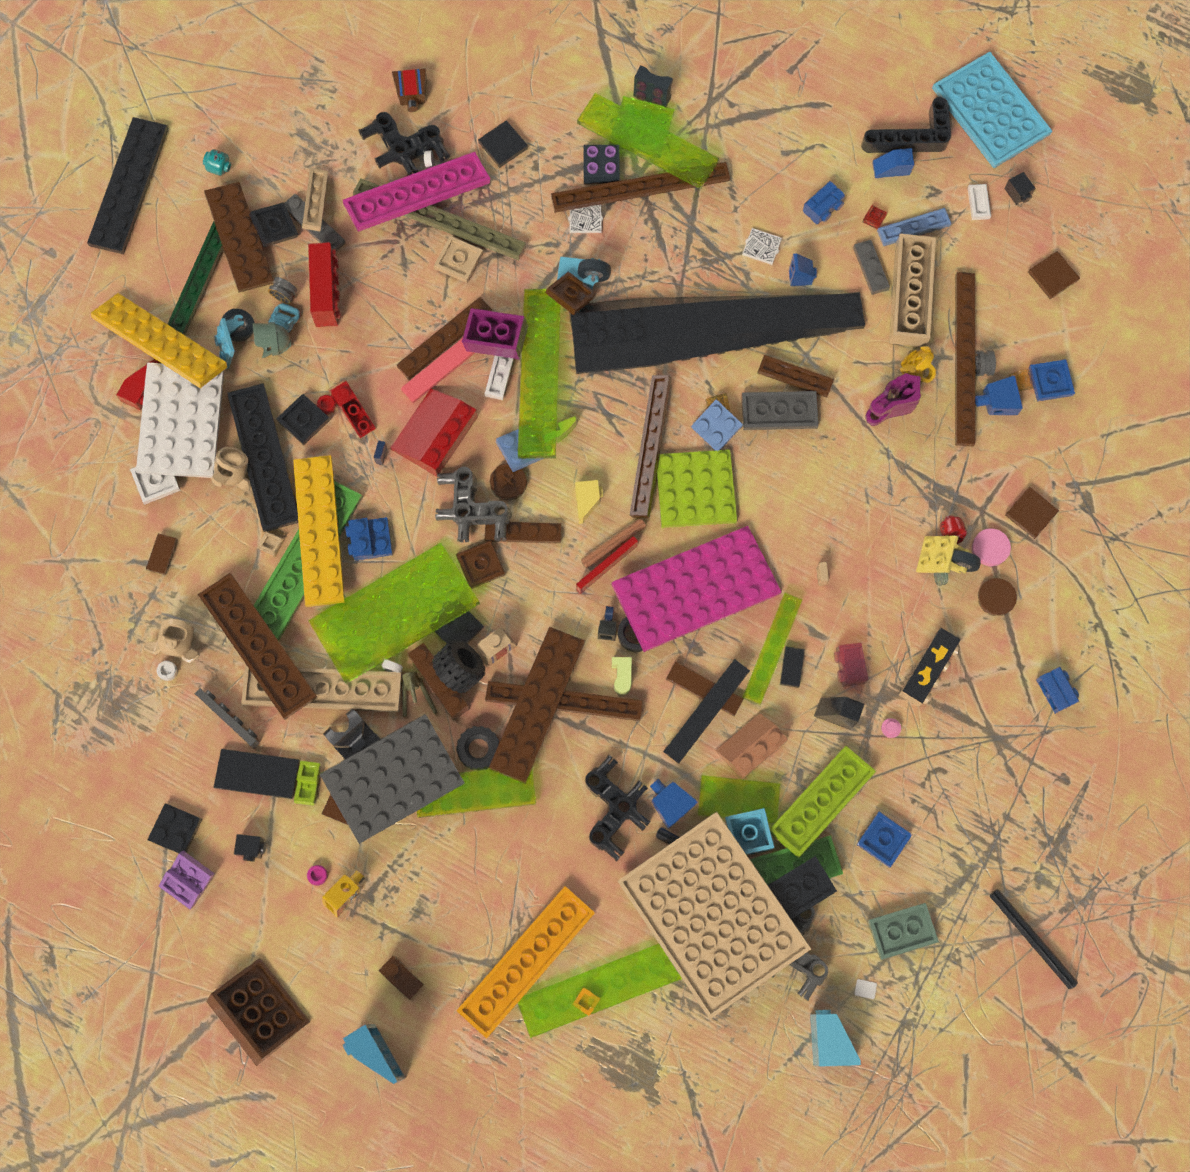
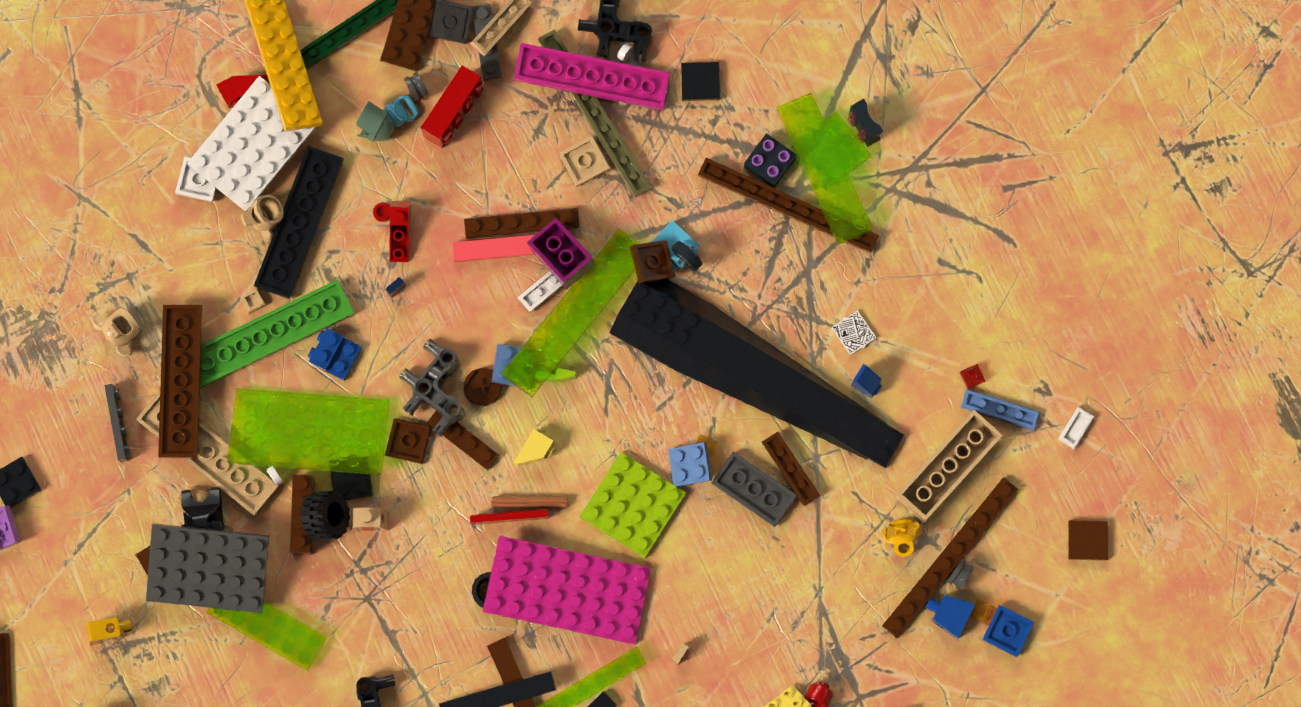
camera: 40 degrees right, 5 degrees up
(161, 554) = (160, 246): reddish brown tile -> none
(167, 670) = (98, 348): white tile -> none
(234, 326) = (354, 91): plate -> none
(249, 847) = (61, 540): black brick -> none
(256, 774) = (108, 485): black tile -> none
(303, 419) = (353, 212): black plate -> none
(307, 783) = (142, 521): lime slope -> none
(317, 875) = (98, 600): dark pink tile -> none
(318, 531) = (297, 319): yellow plate -> none
(411, 683) = (279, 499): olive plant -> none
(435, 431) = (453, 300): red slope -> none
(463, 747) = (280, 596): black tyre -> none
(537, 705) = (366, 591): reddish brown plate -> none
(572, 702) = (390, 604): reddish brown plate -> none
(586, 220) = (720, 201): white piece -> none
(606, 627) = (469, 569): pearl dark grey piece -> none
(623, 681) = (453, 619): yellowish green leg -> none
(650, 446) = (621, 442): plate -> none
(824, 203) = (936, 333): blue brick -> none
(871, 267) = (933, 419): dark grey plate -> none
(887, 408) = (847, 554): magenta piece -> none
(894, 164) = (1025, 340): blue slope -> none
(913, 136) = (1064, 328): black beam -> none
(992, 109) = (1155, 352): medium azure plate -> none
(1020, 188) = (1119, 442): black brick -> none

